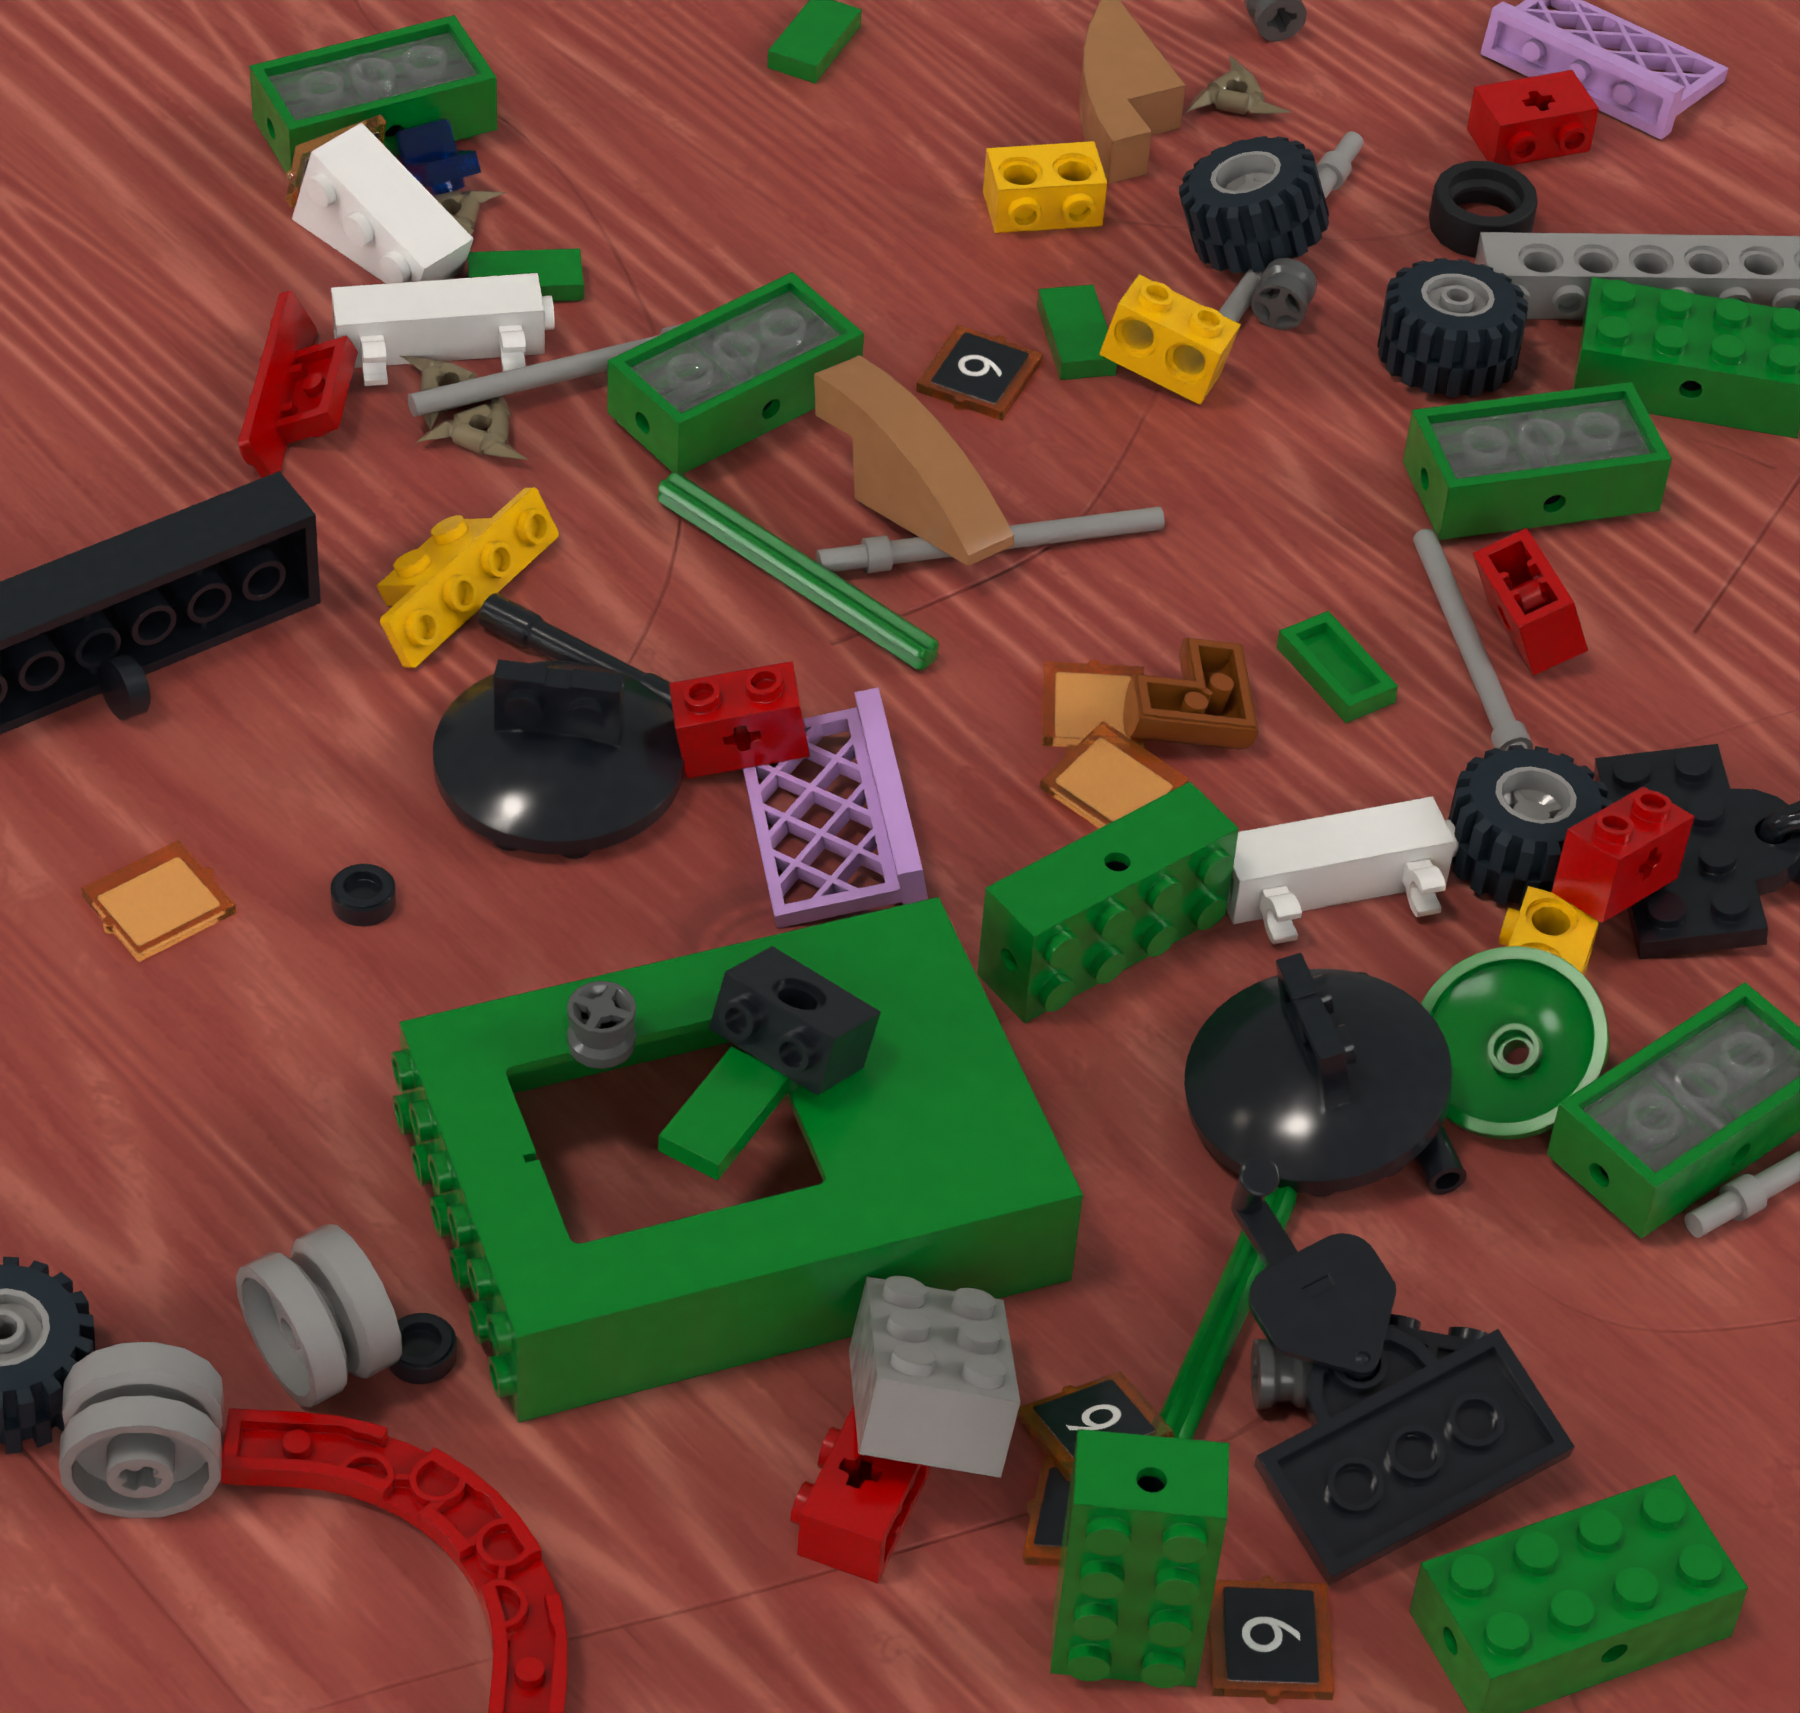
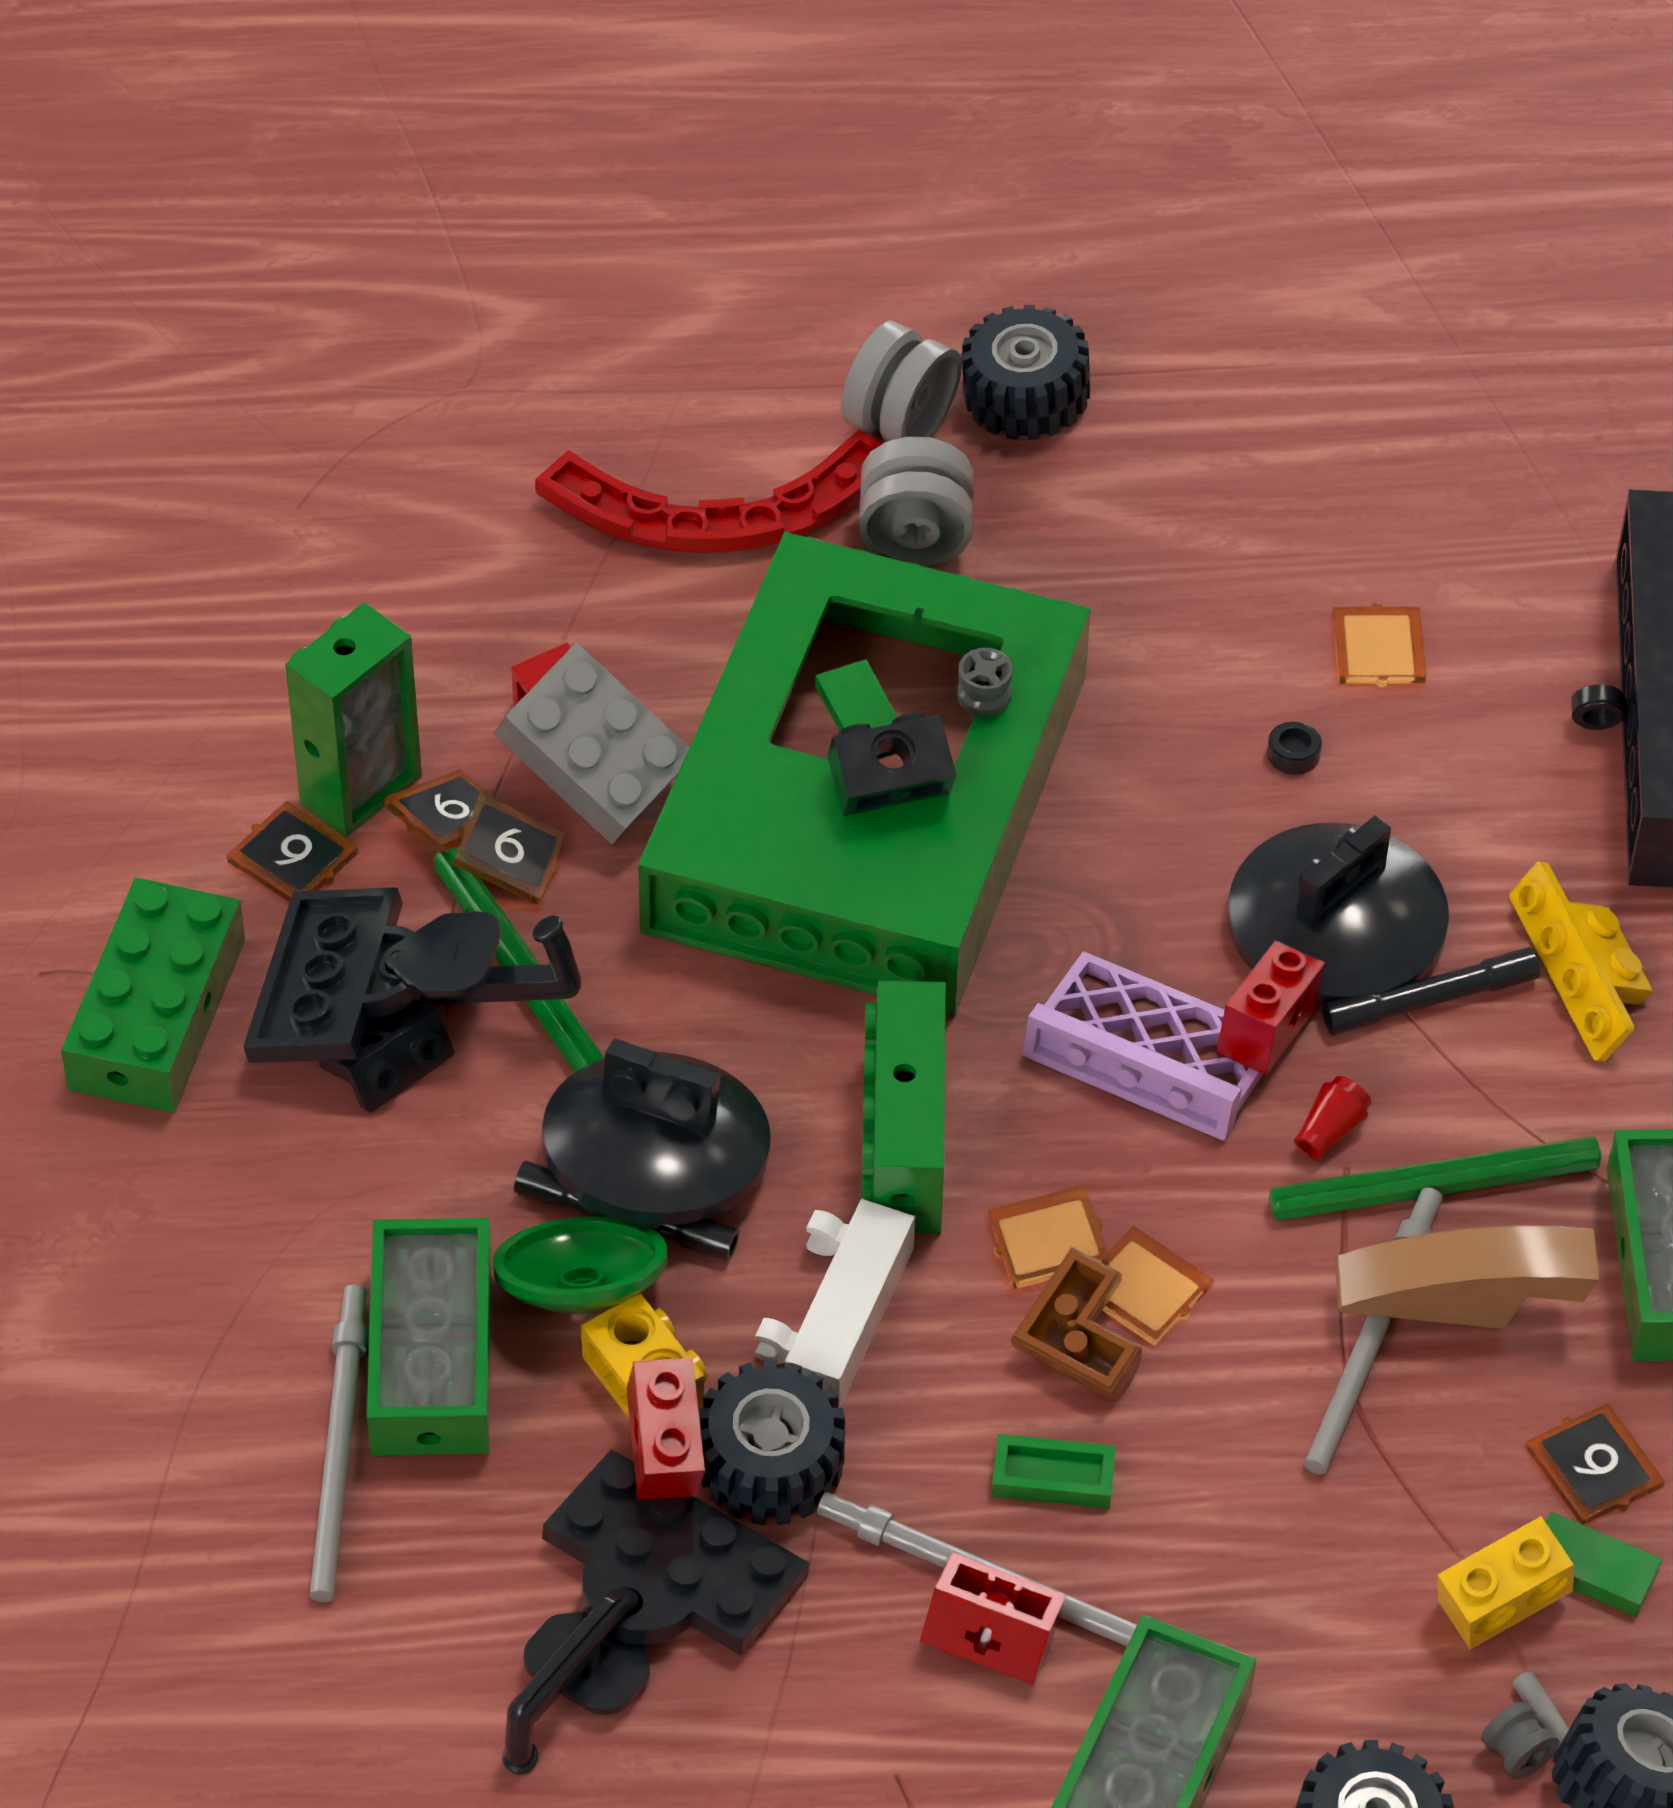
camera: 130 degrees right, 5 degrees up
(810, 651) = (1334, 1115): none -> red cone

